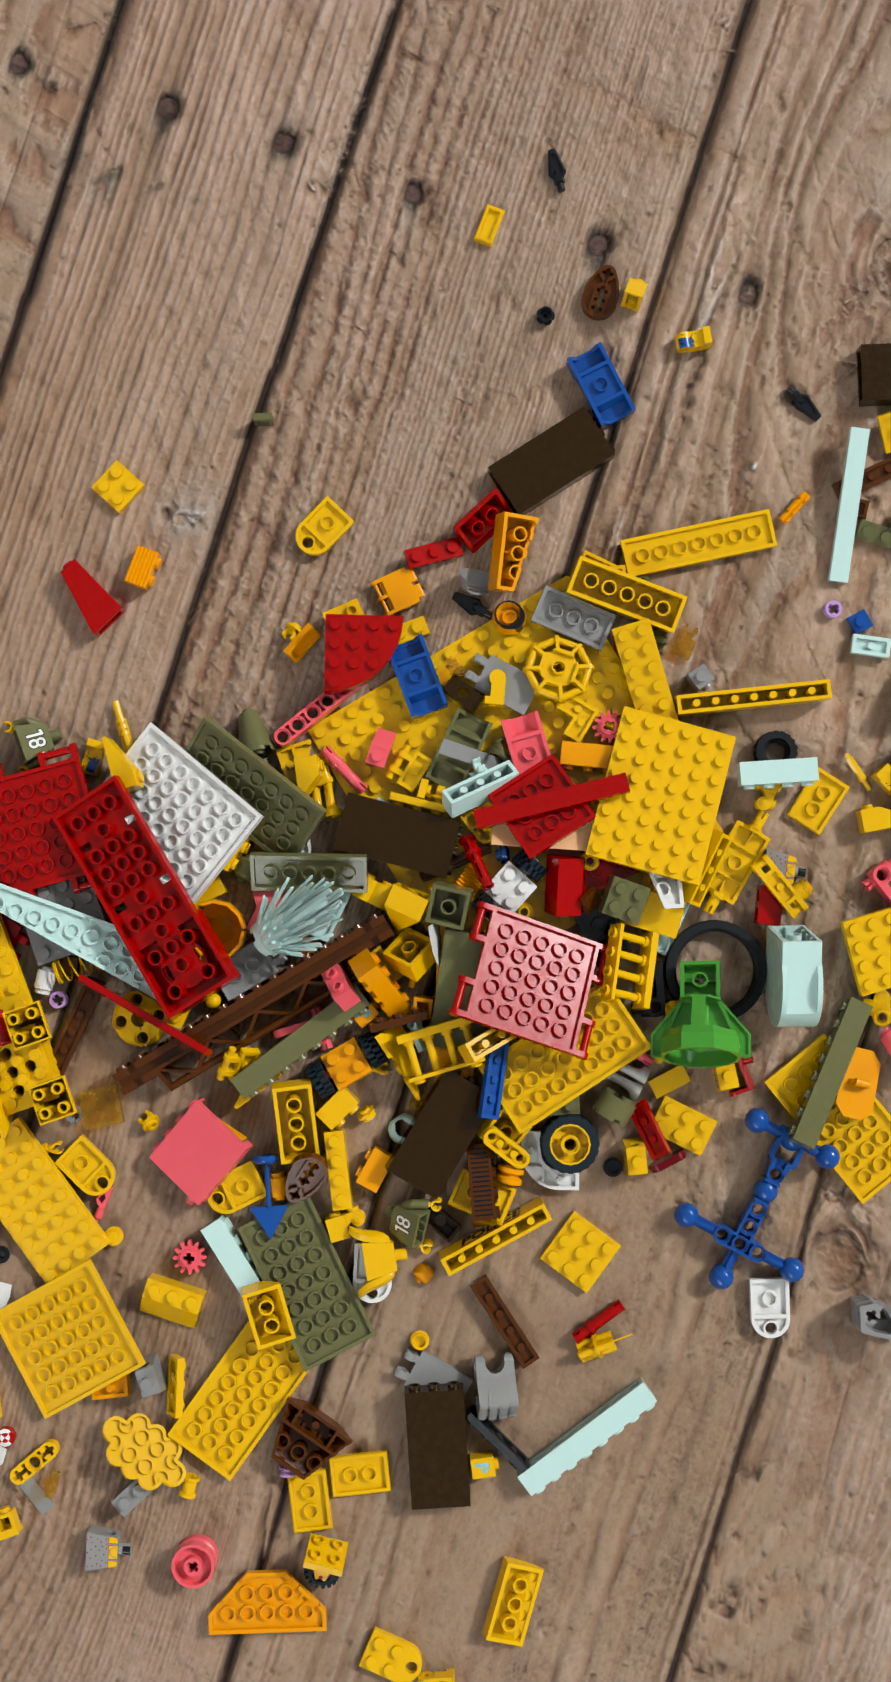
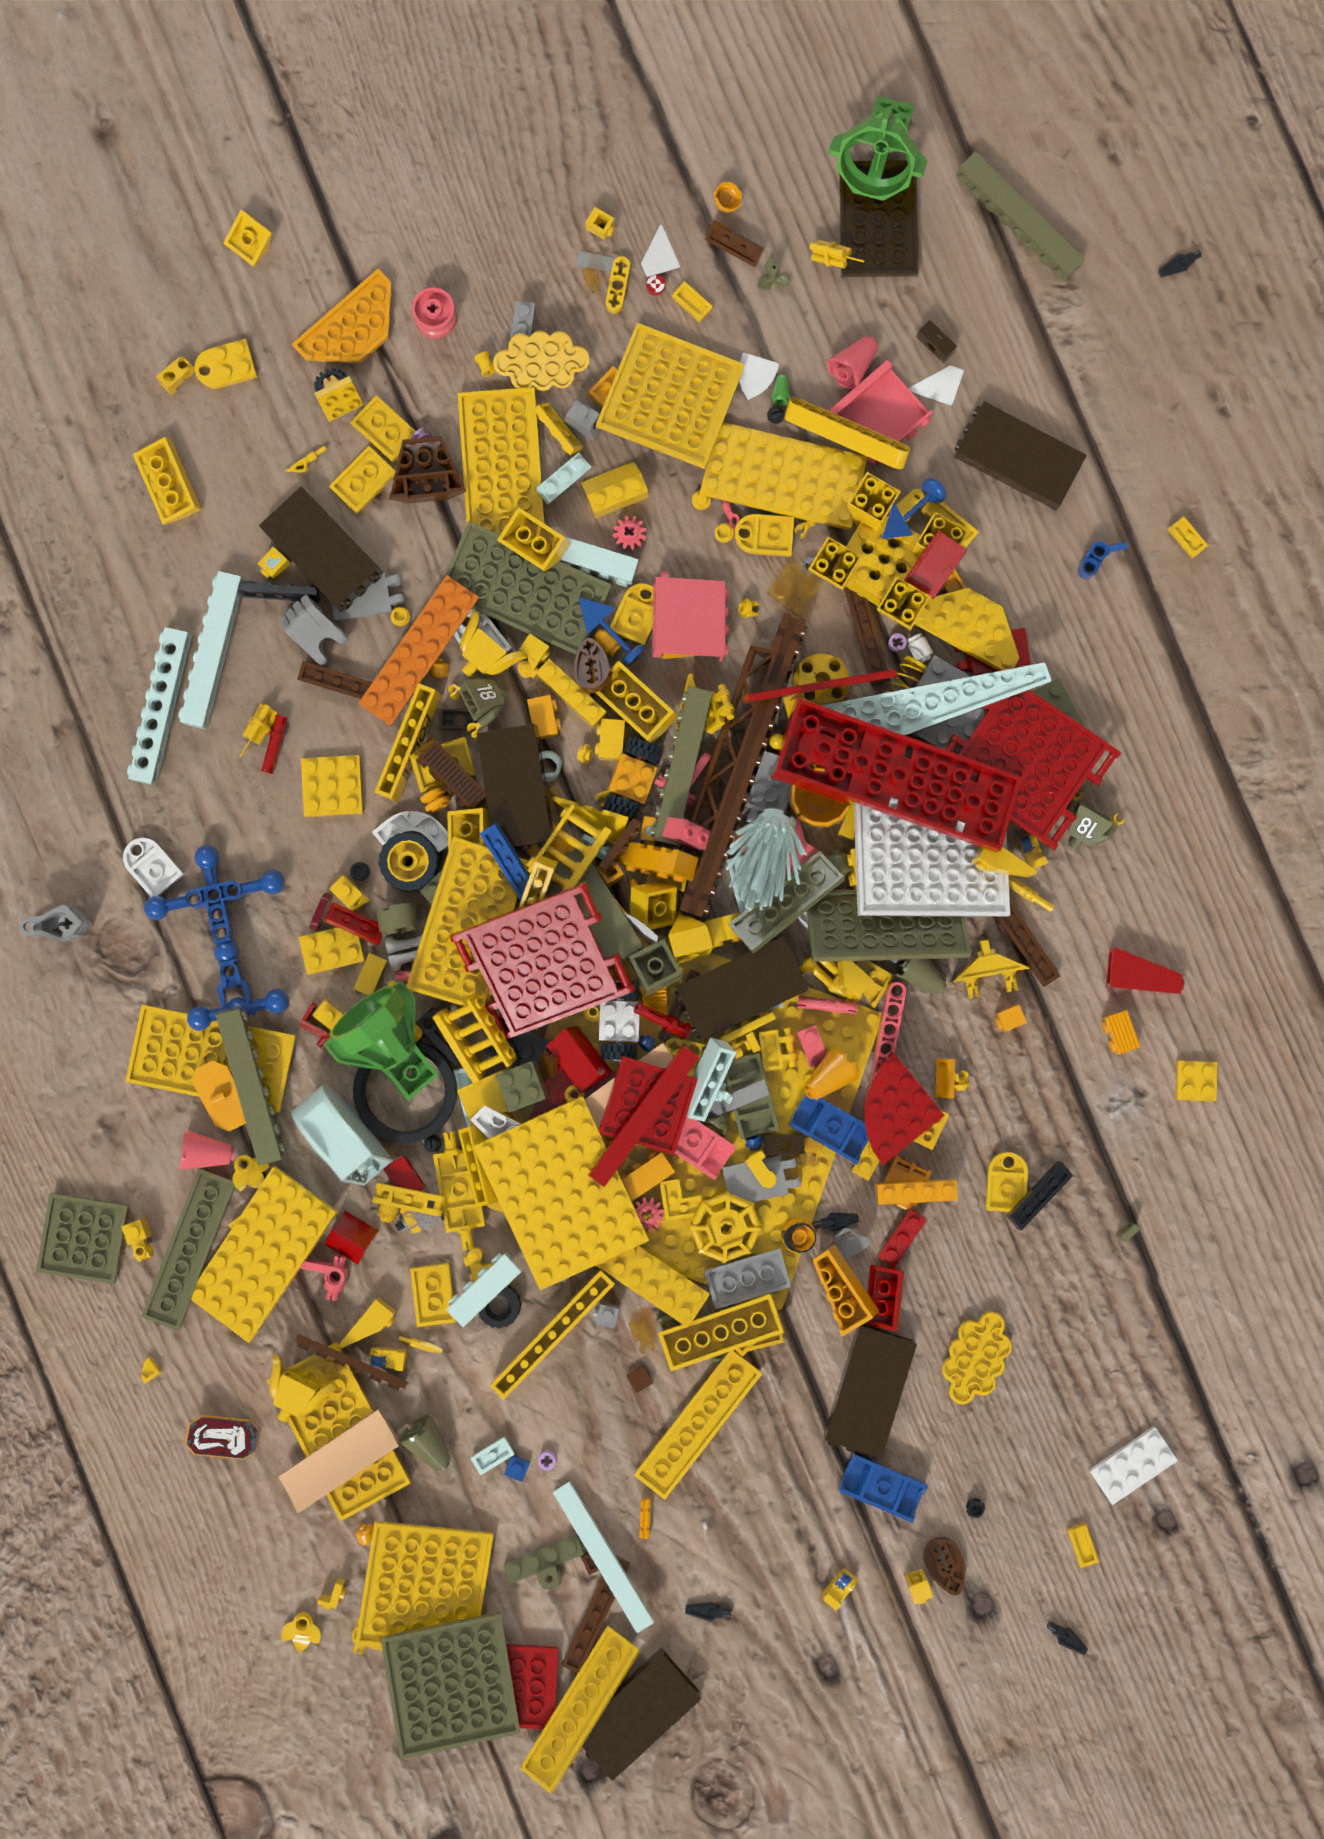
camera: 135 degrees right, 0 degrees up
(104, 1548) = (510, 266): light grey torso -> none
(117, 1195) = (724, 532): none -> yellow plate
(156, 687) = (1029, 947): none -> reddish brown plate
(198, 700) = (989, 964): none -> yellow connector
(205, 1343) = (563, 478): none -> light aqua plate
(216, 646) = (1009, 1018): none -> light orange brick
(305, 499) = (1039, 1195): none -> black plate
(385, 715) = (831, 1075): none -> light orange cone
(392, 1526) = (306, 460): none -> yellow hand
(394, 577) = (916, 1191): none -> light orange brick
(404, 251) = (1133, 1465): none -> white plate
(427, 1301) = (418, 650): none -> orange plate
(452, 421) = (976, 1357): none -> yellow plate
(484, 713) = (754, 1142): none -> blue plate
(508, 1153) = (449, 815): yellow plate -> none
(665, 1415) = (164, 716): none -> light aqua brick
(714, 611) = (639, 1379): none -> reddish brown tile
(726, 913) = (432, 1143): none -> black piece
(844, 894) = (351, 1237): none -> red slope

